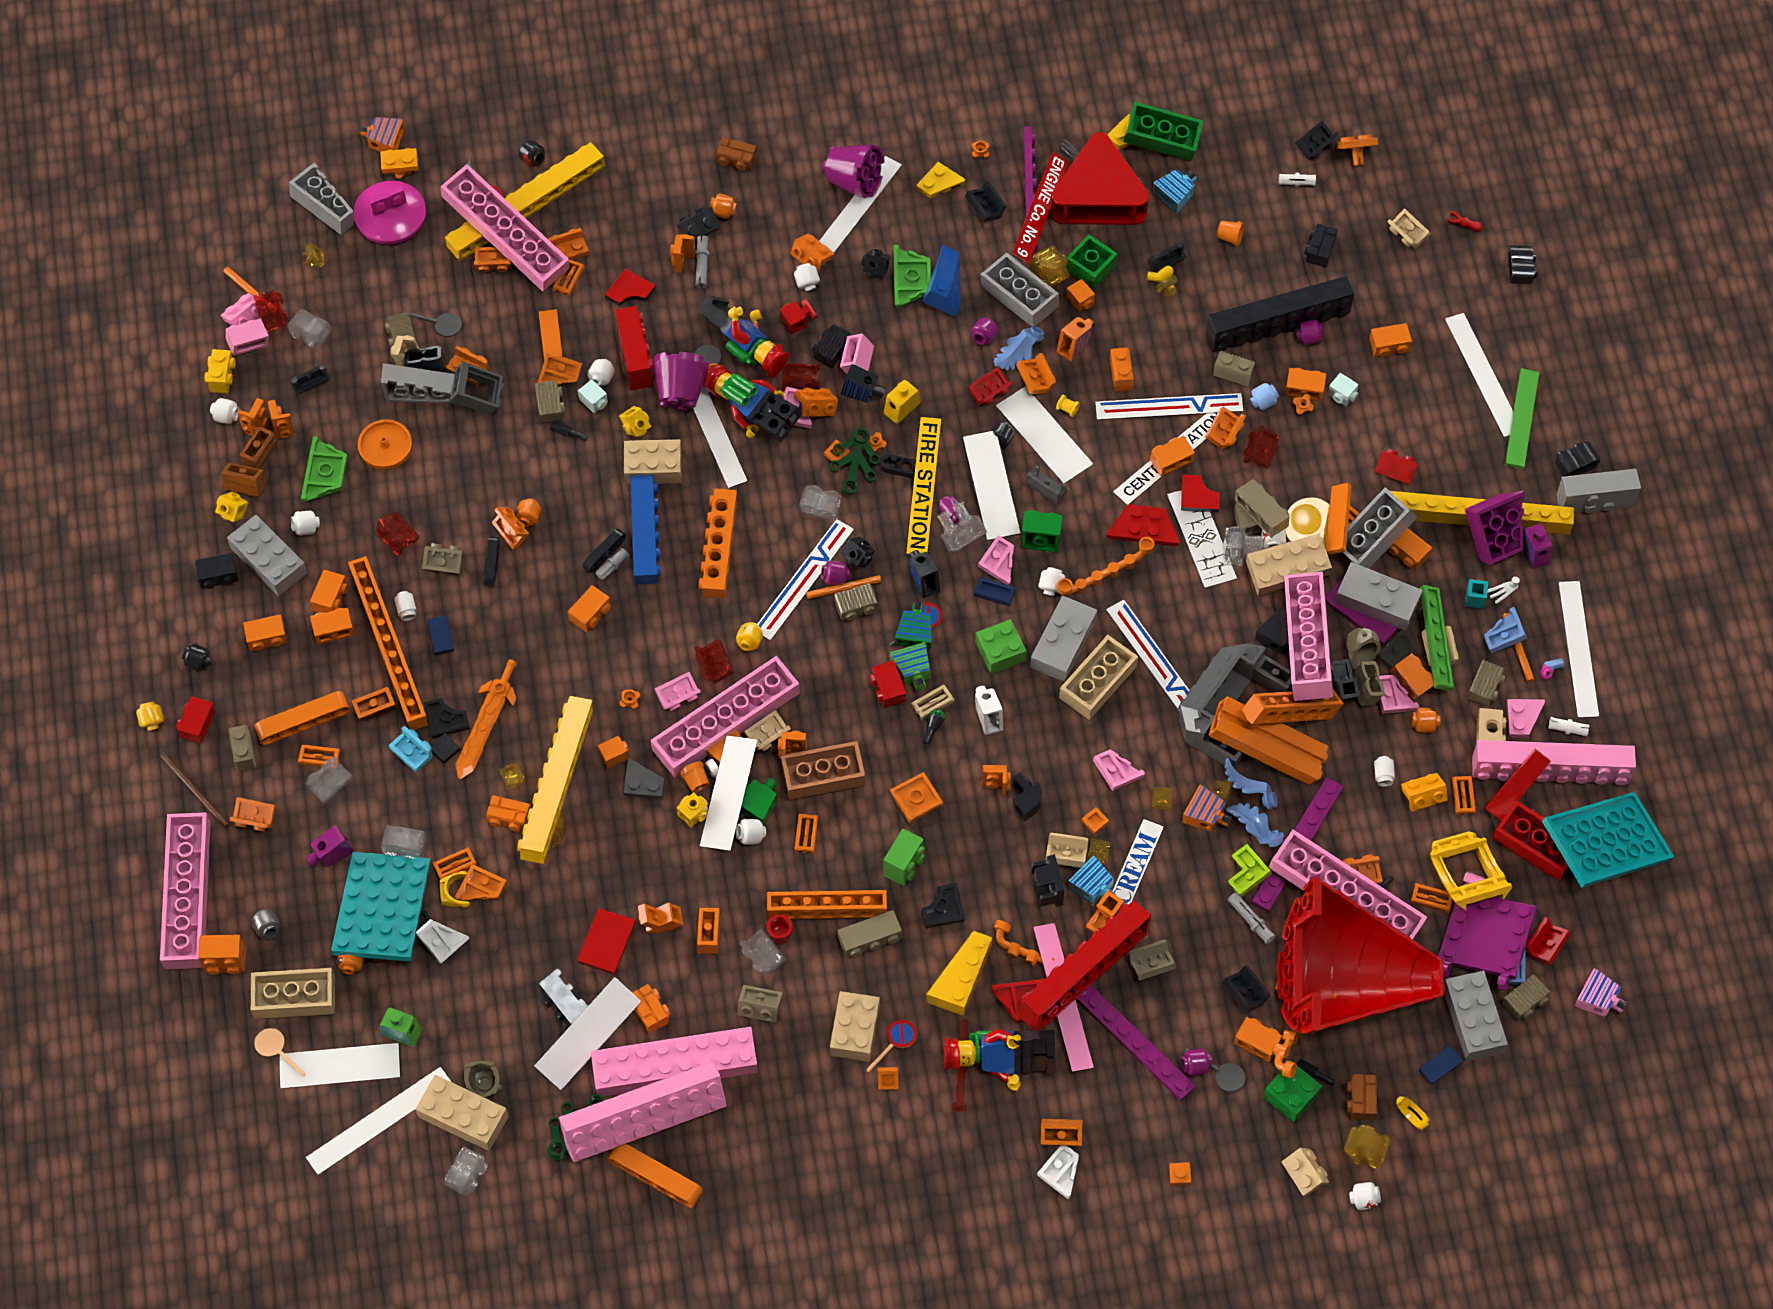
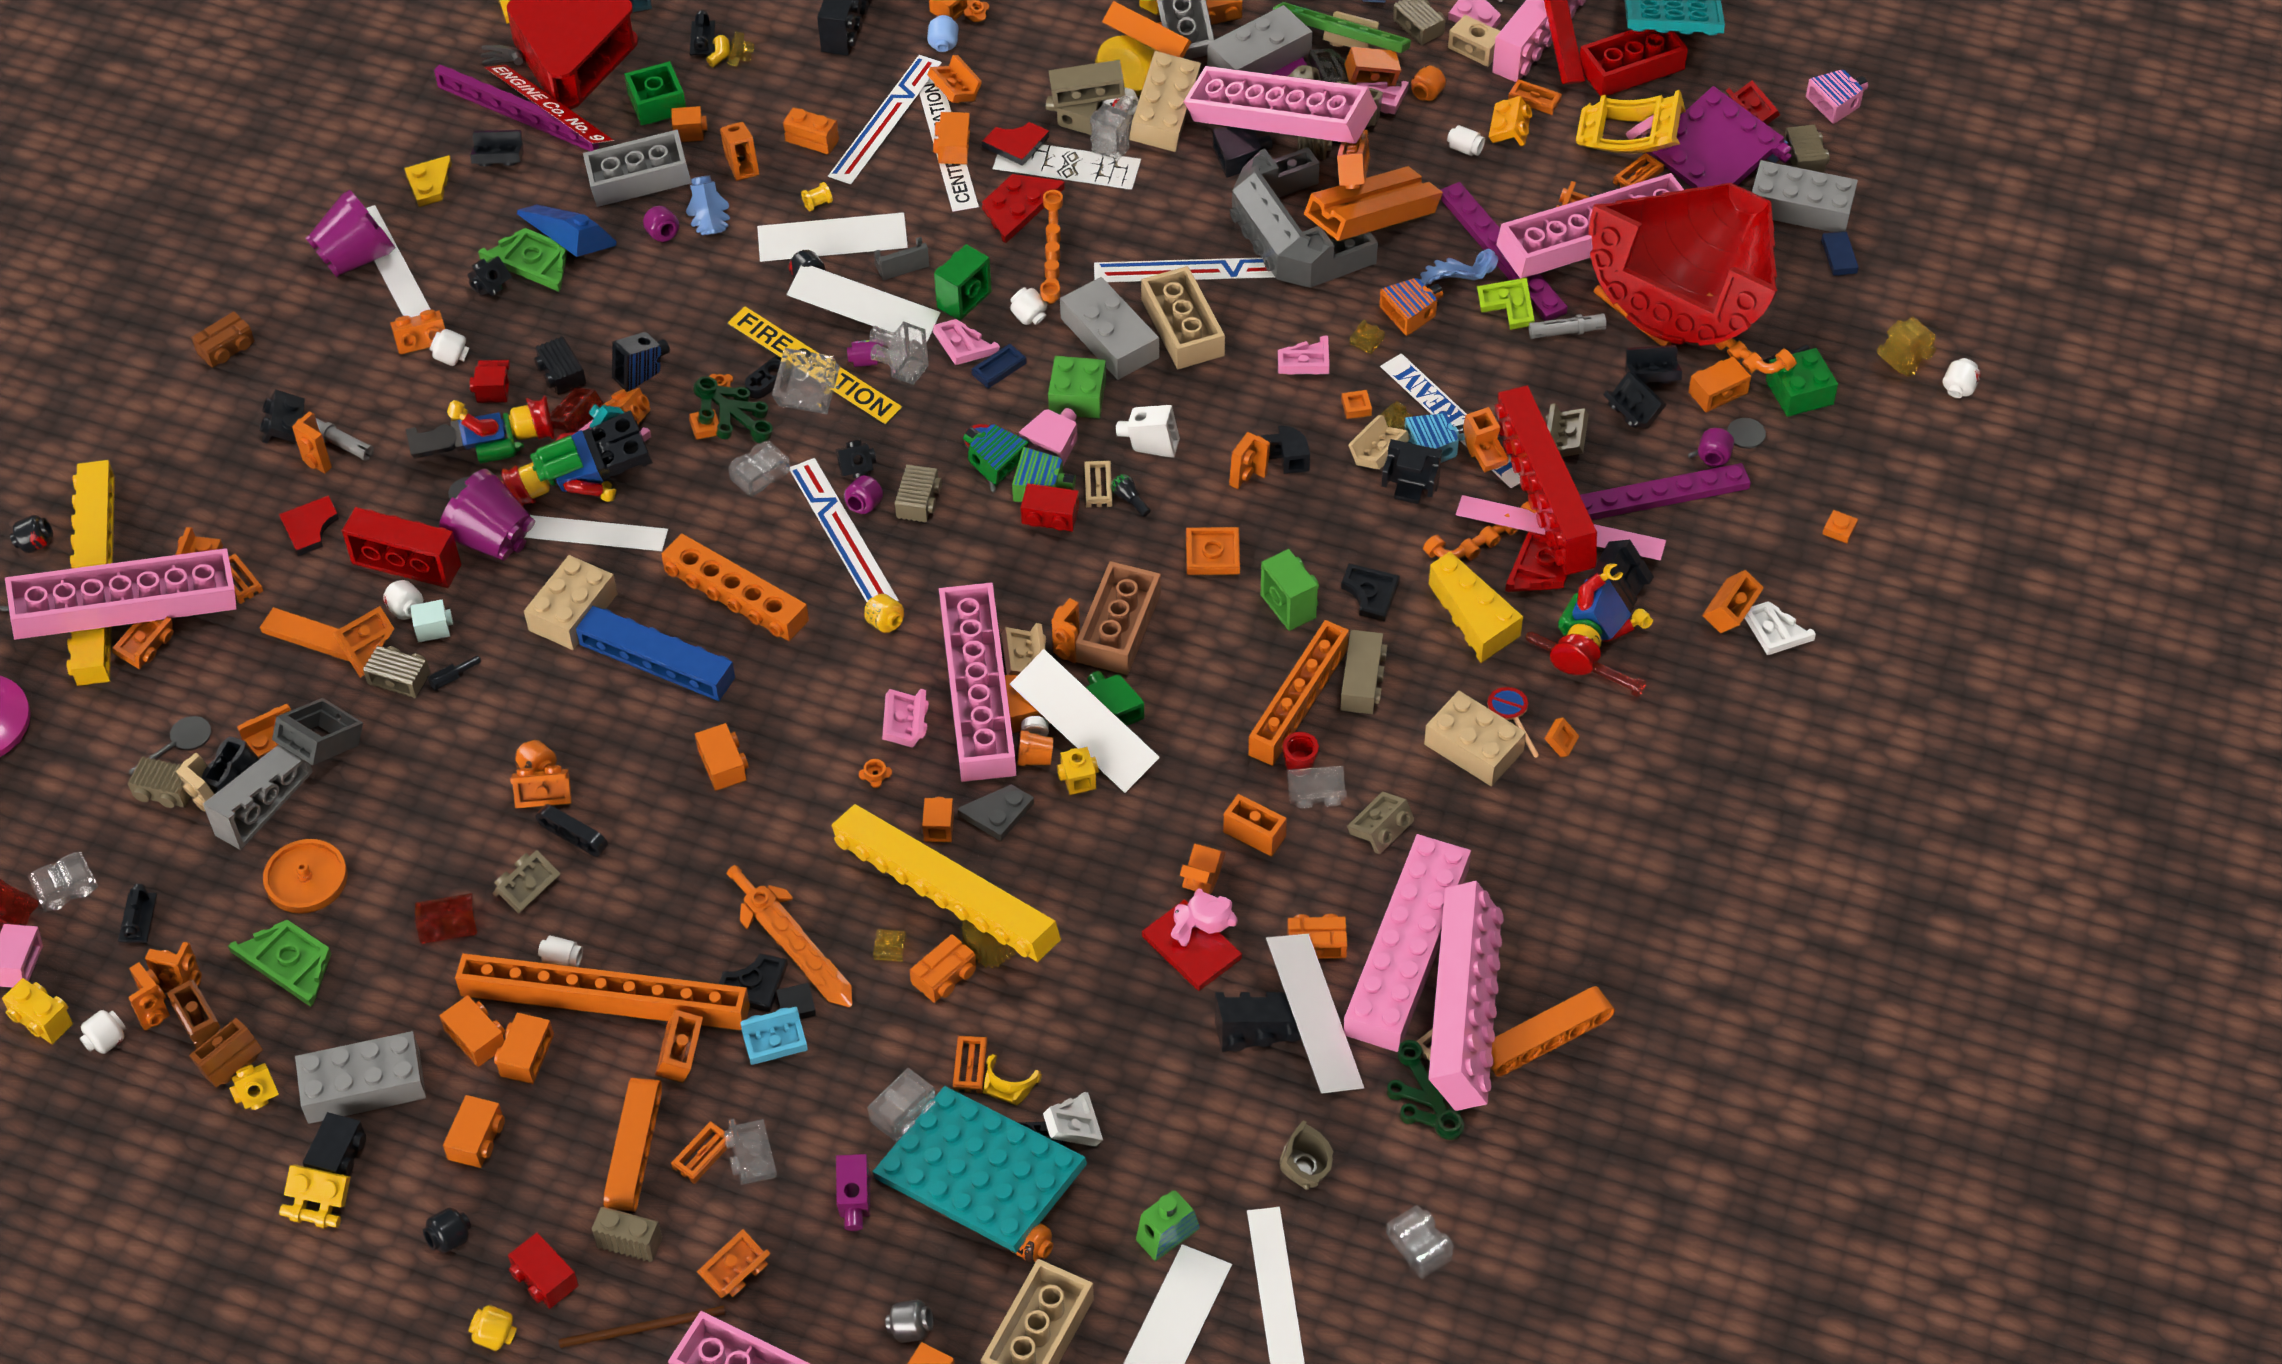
camera: 60 degrees left, 10 degrees down
(186, 576) = (316, 1186): none -> yellow plate
(304, 523) = (347, 1013): white head -> none
(440, 635) = (631, 935): dark blue tile -> none
(462, 1112) = (1335, 1207): tan brick -> none
(480, 885) = (1022, 1045): orange wing -> none
(604, 550) = (652, 706): black beam -> none
(612, 564) = (675, 707): light grey axle -> none
(625, 935) = (1203, 912): none -> bright pink animal
(635, 421) = (501, 593): yellow brick -> none
(714, 661) = (891, 662): clear red bracket -> none
(723, 206) = (282, 378): orange head -> none
(750, 831) = (1149, 725): white head -> none
(792, 396) = (603, 414): none -> teal tile
(804, 848) = (1181, 681): orange tile -> none
(846, 586) = (884, 502): orange bar -> none
(857, 351) = (592, 342): bright pink brick -> none
(899, 488) = (804, 385): none -> clear piece
(904, 399) = (687, 322): yellow torso -> none
(920, 567) = (930, 410): black torso -> none
(951, 654) = (1052, 433): none -> bright pink torso
(980, 145) = (422, 126): orange plate -> none
(989, 386) = (736, 251): red bracket -> none
(1036, 374) = (756, 202): orange bracket -> none
(1050, 266) = (631, 122): clear yellow brick -> none
(1204, 991) = (1635, 401): none -> black bracket
(1225, 789) = (1396, 274): clear yellow tile -> none
(1234, 368) = (888, 41): dark tan brick -> none
(1251, 786) = (1434, 246): medium blue plant -> none
(1261, 447) = (999, 65): clear red bracket -> none
(1305, 1170) = (1901, 416): tan bracket -> none
(1362, 1097) = (1842, 328): dark orange brick -> none
(1403, 1104) = (1900, 293): yellow helmet -> none

